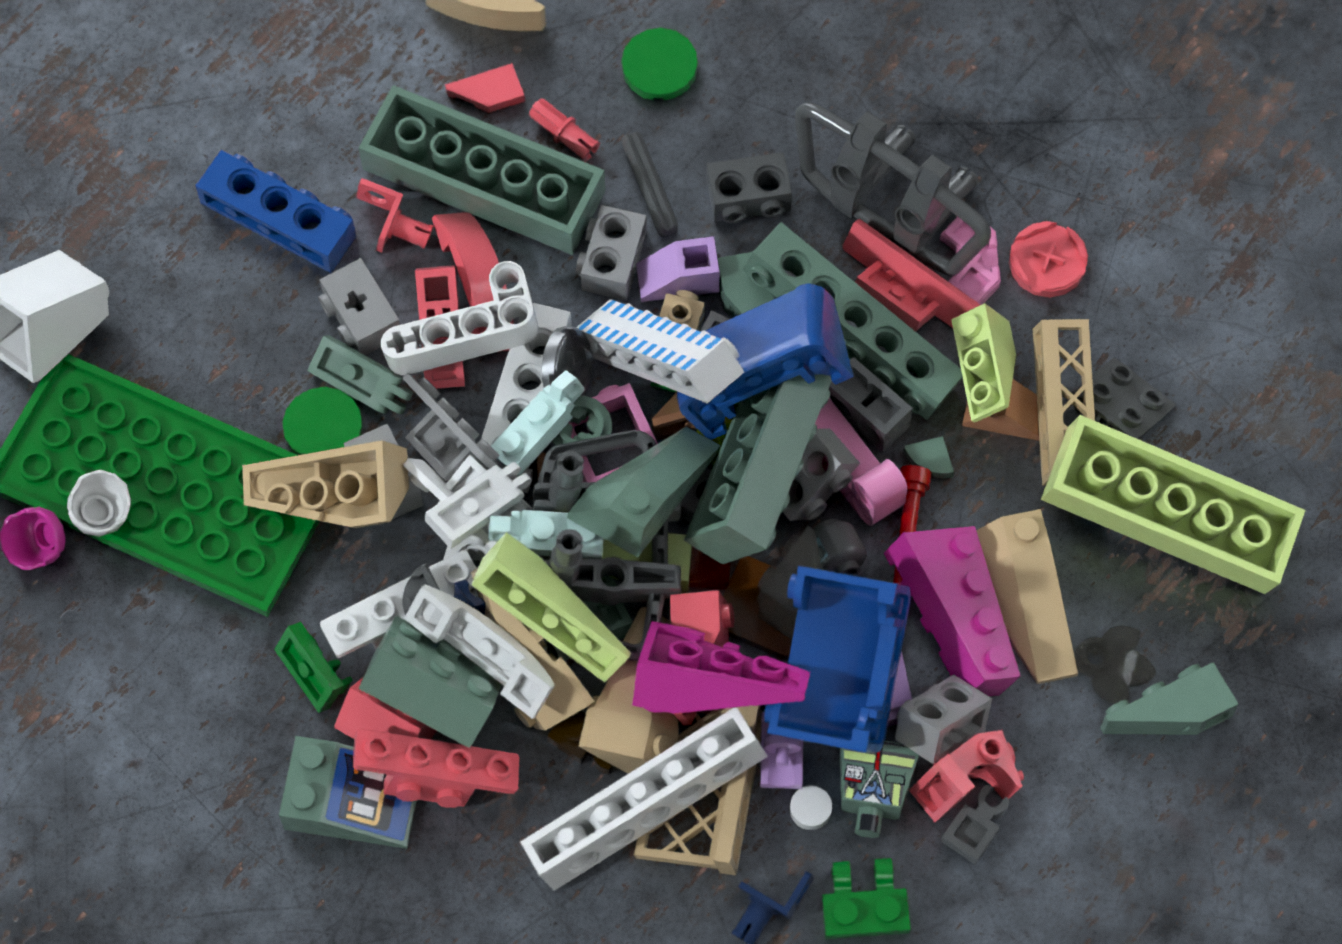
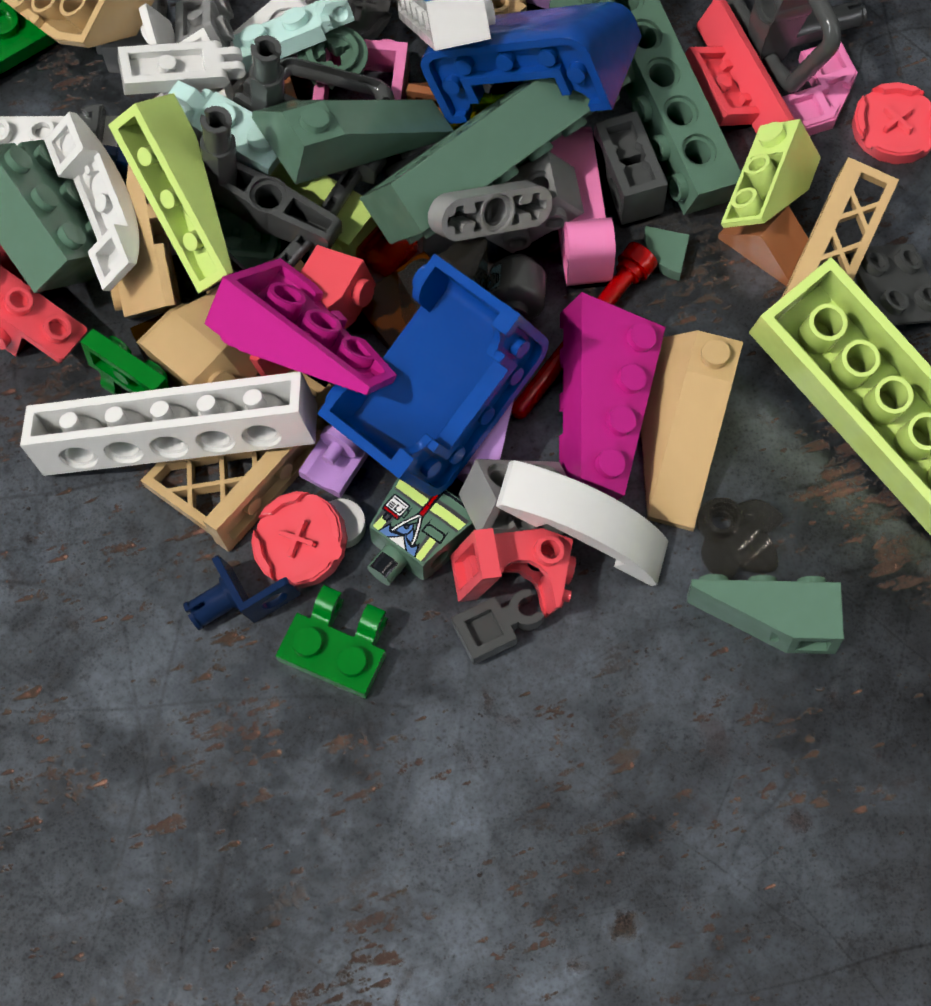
camera: 30 degrees right, 0 degrees up
(565, 770) = (119, 367): none -> green plate
(789, 837) = (299, 539): none -> coral tile
(790, 506) = (474, 202): none -> light grey beam
(1003, 707) = (585, 514): none -> white slope

